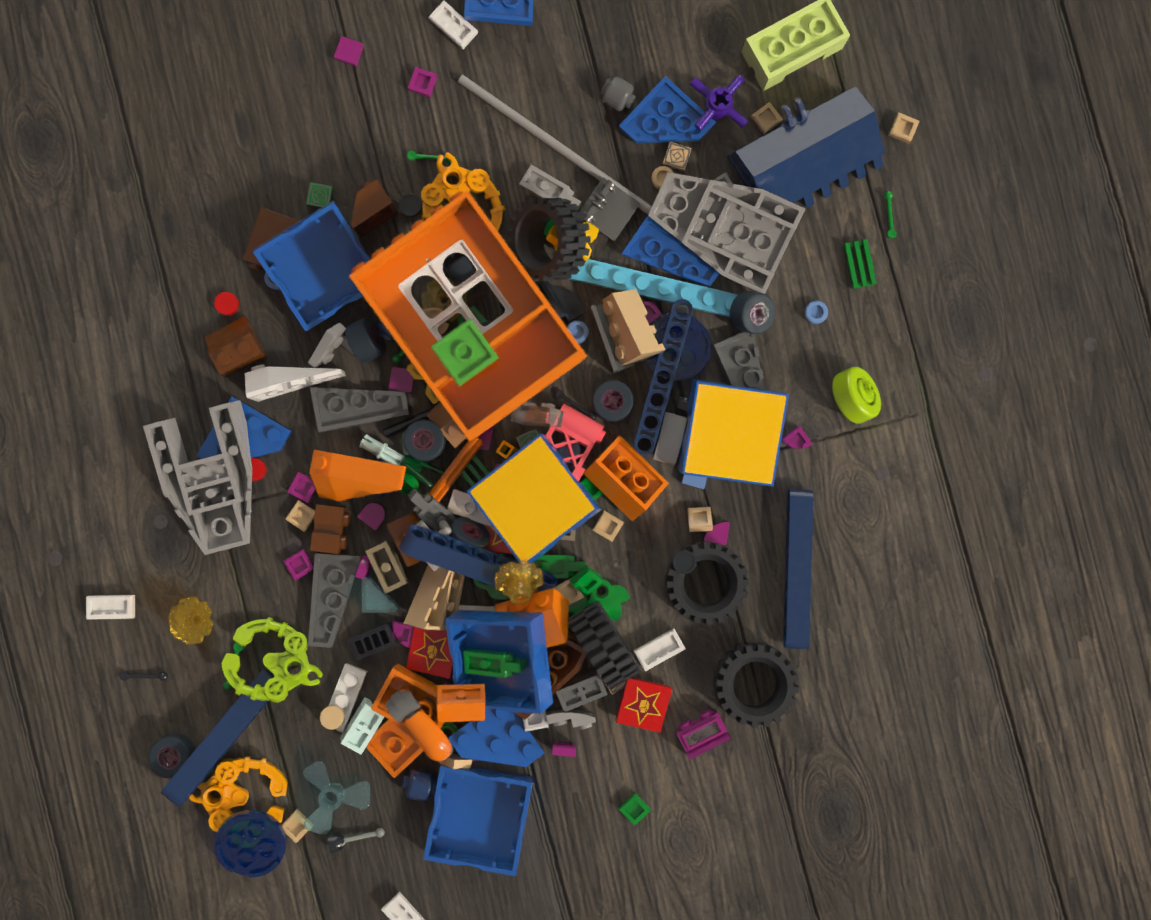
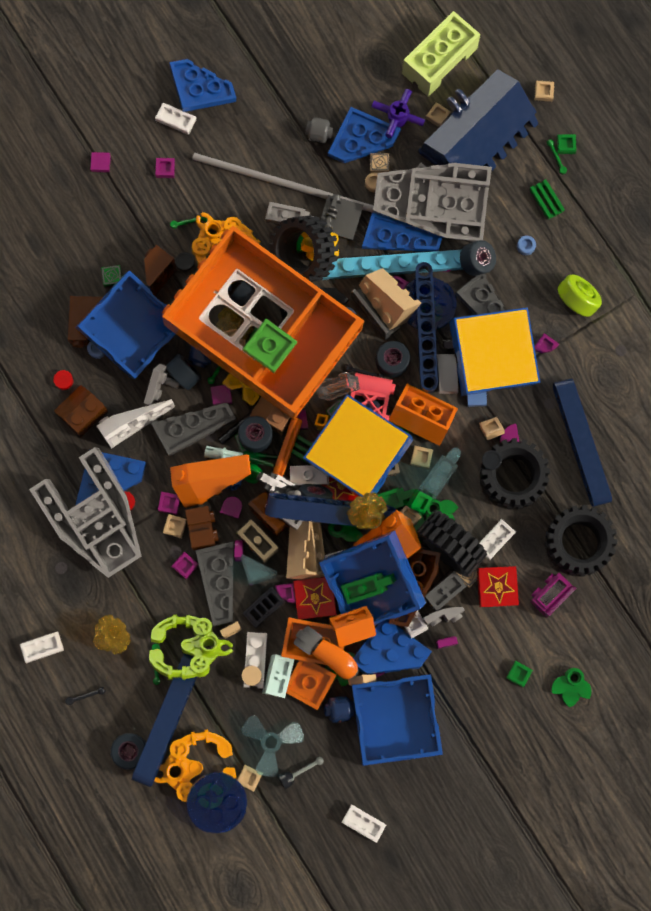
camera: 20 degrees left, 10 degrees down
(327, 656) = (230, 630): none -> tan tile
(622, 555) = (441, 473): none -> clear light blue hinge
(686, 845) = (571, 690): none -> green plate
(907, 203) = (566, 144): none -> green tile

